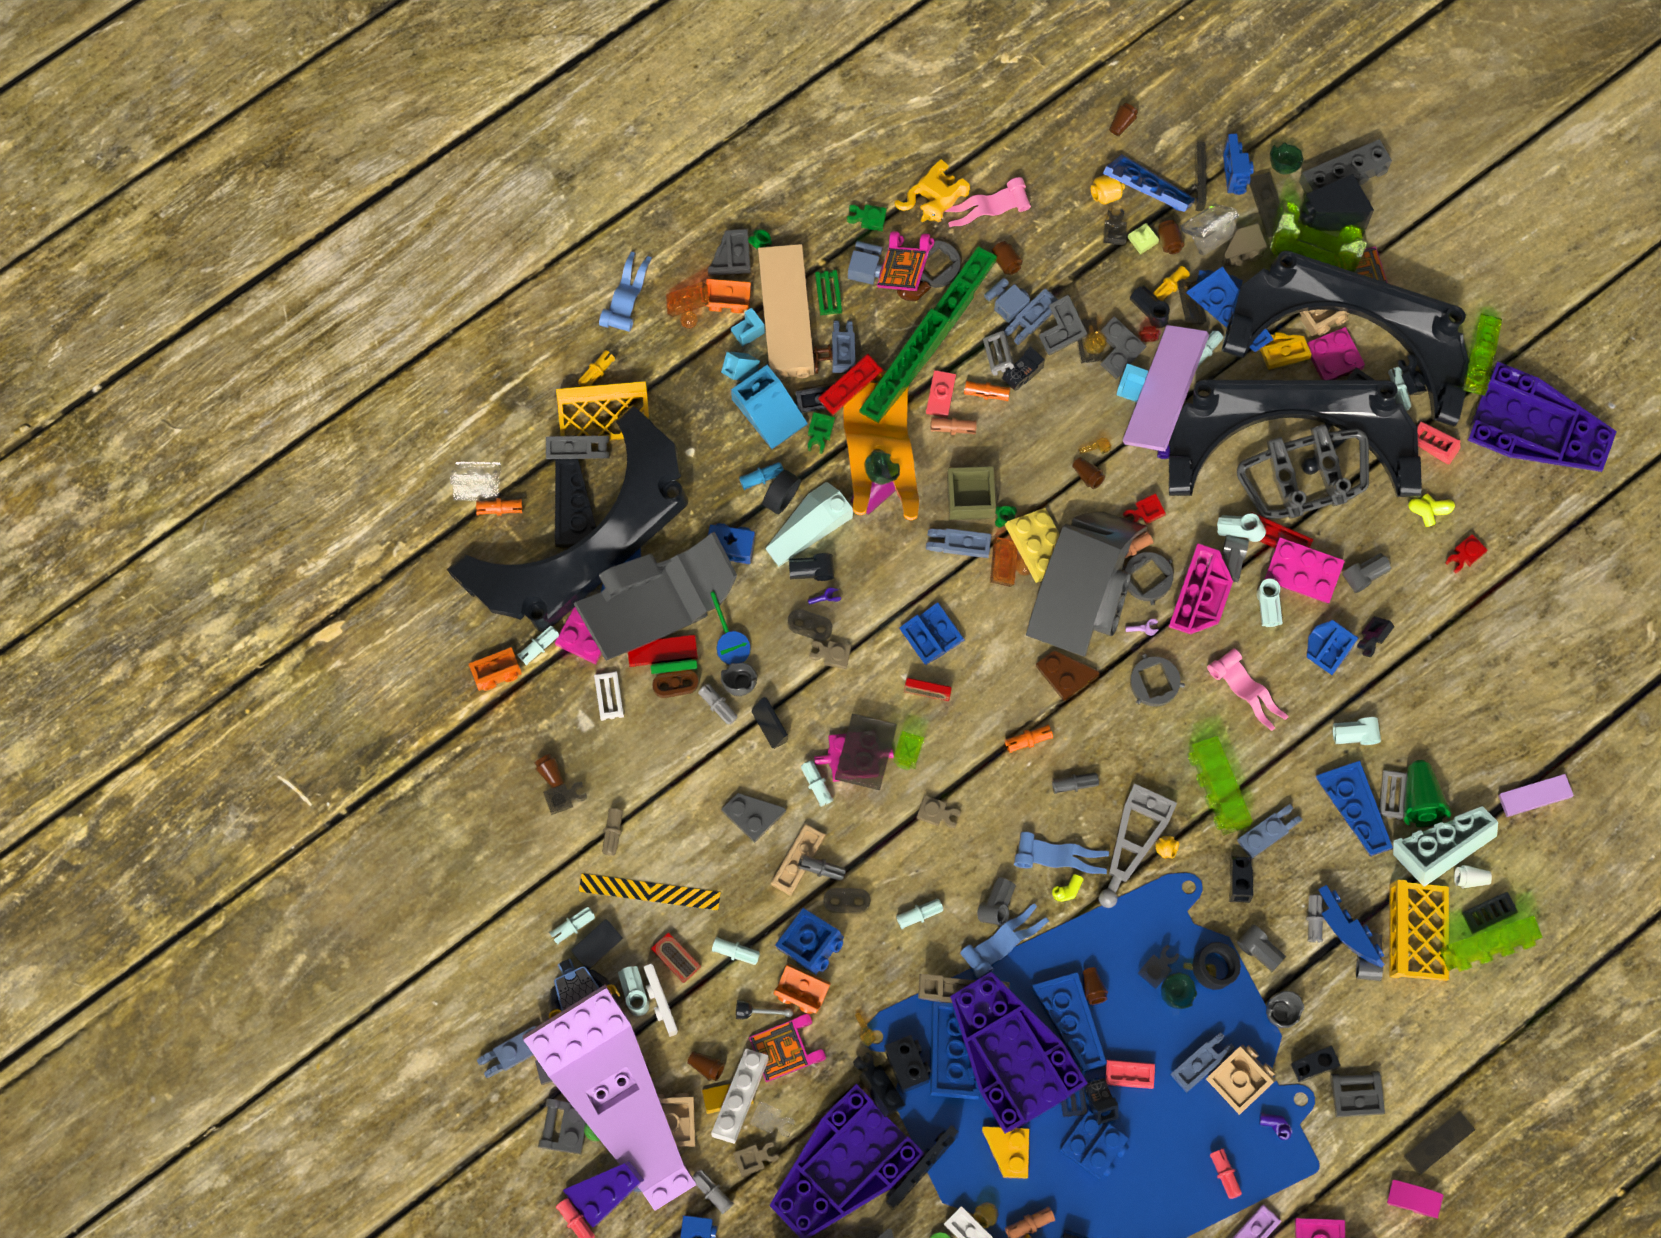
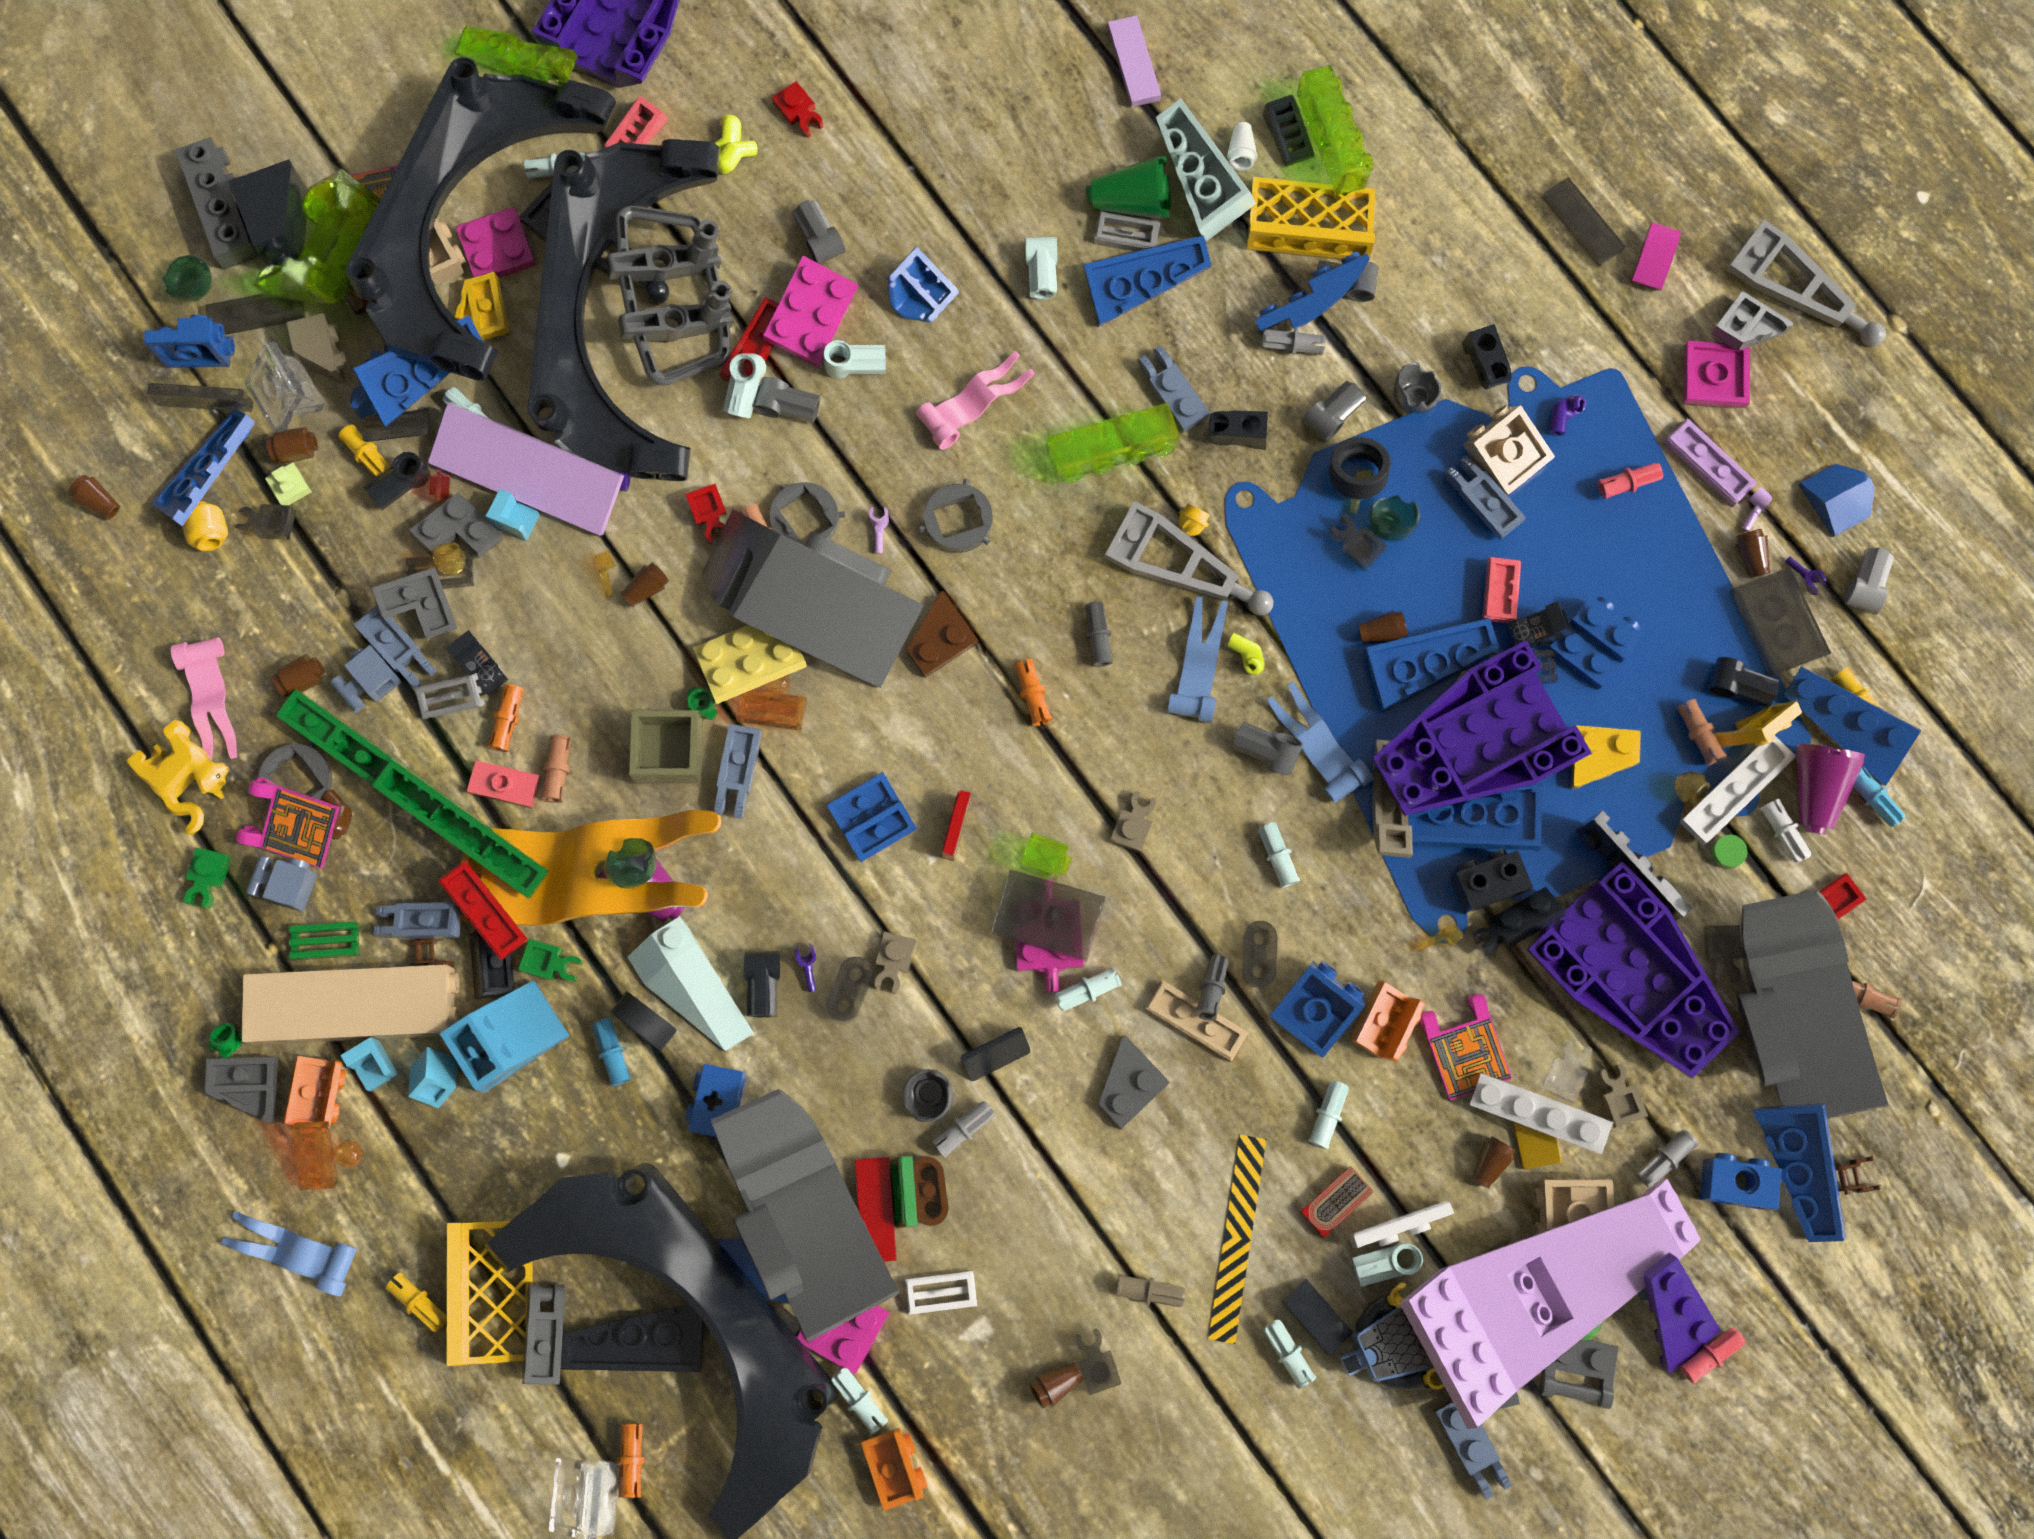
camera: 90 degrees left, 5 degrees up
(732, 646) = (875, 1104): blue piece -> none
(745, 1010) = (1413, 1105): hinge -> none
(1203, 592) = (838, 444): dark pink wedge -> none
(1357, 1102) = (1534, 308): dark grey plate -> none
(1374, 633) = (903, 230): black plate -> none
(1413, 379) = (544, 145): black plate -> none

